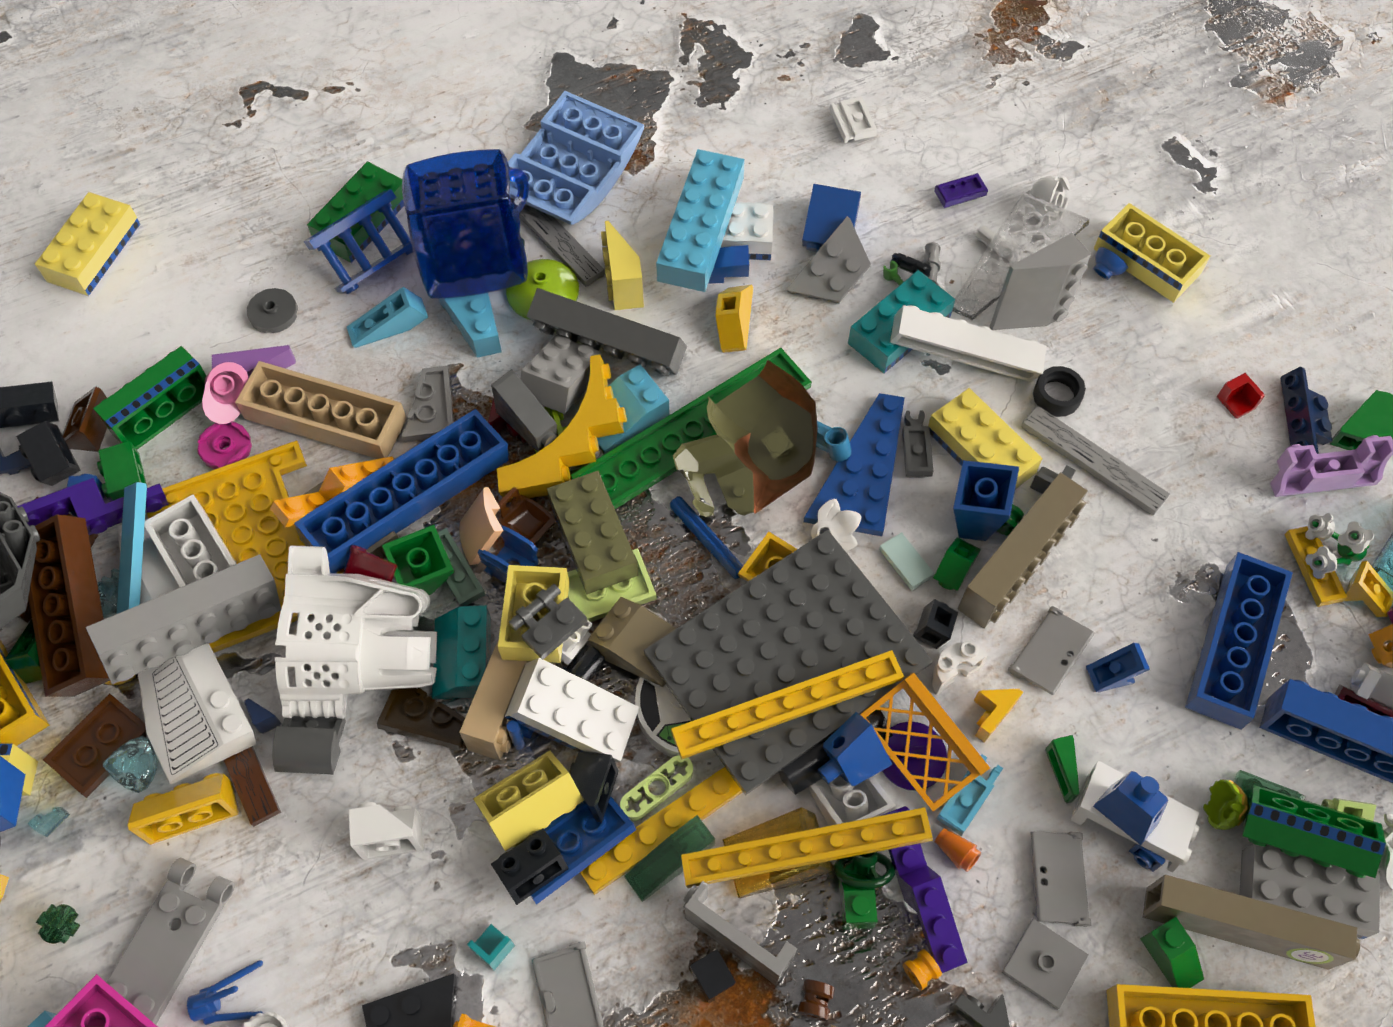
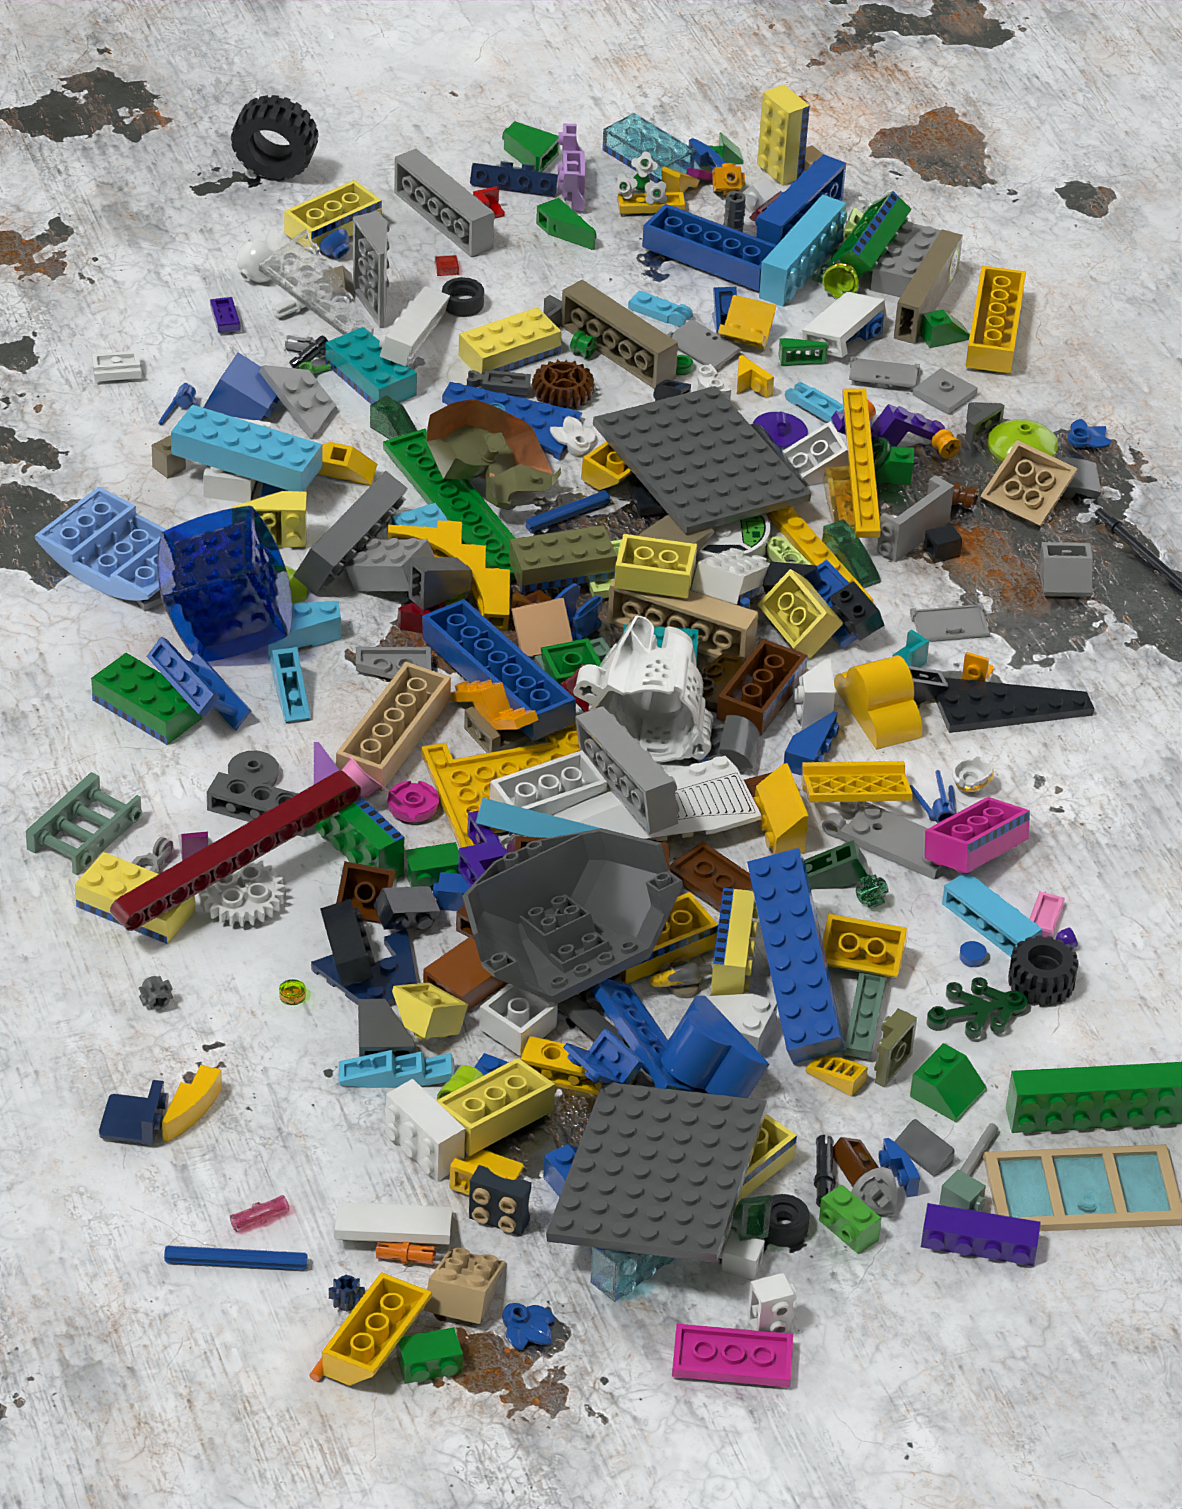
camera: 85 degrees left, 20 degrees down
(78, 328) = (245, 895): none -> white gear
(98, 295) = (234, 851): none -> dark red beam
(98, 871) = (837, 867): none -> dark green slope
(133, 764) = (738, 845): clear light blue piece -> none
(155, 255) = (161, 851): none -> light grey piece
(162, 276) = (192, 843): none -> magenta slope
(193, 175) = (74, 805): none -> sand green fence
(217, 317) = (243, 797): none -> dark grey brick
(258, 898) = (858, 779): none -> yellow fence
(304, 830) = (811, 743): none -> blue slope
(394, 908) = (882, 700): none -> yellow brick
(404, 768) = (762, 684): none -> reddish brown brick
(425, 960) = (927, 683): none -> black slope
(554, 627) = (673, 542): dark grey plate -> none
(786, 704) = (748, 453): yellow plate -> none
(816, 174) = (184, 398): none -> blue plant
(819, 351) = (390, 418): none -> clear green slope
(854, 752) = (790, 442): blue torso -> none
(906, 561) = (608, 404): light aqua tile -> none
(919, 493) = (563, 384): none -> reddish brown gear
(944, 726) = (770, 389): light orange fence -> none
(956, 564) = (621, 376): green slope -> none
(983, 498) = (577, 333): blue slope -> none
(1008, 631) = (684, 365): none -> green tile
(1093, 695) = (748, 322): none -> yellow bracket
(1095, 460) = (532, 292): light grey tile -> none
(1110, 594) = (660, 308): none -> medium azure hinge
(1117, 372) = (446, 265): none -> clear red tile
(1133, 805) = (846, 304): blue torso -> none
(1212, 347) = (444, 202): none -> light grey brick
(1233, 474) = (563, 223): none -> green slope
(1246, 171) = (280, 117): none -> black tyre
(1270, 749) = (802, 250): none -> medium azure brick
(1313, 658) = (735, 210): none -> dark grey axle

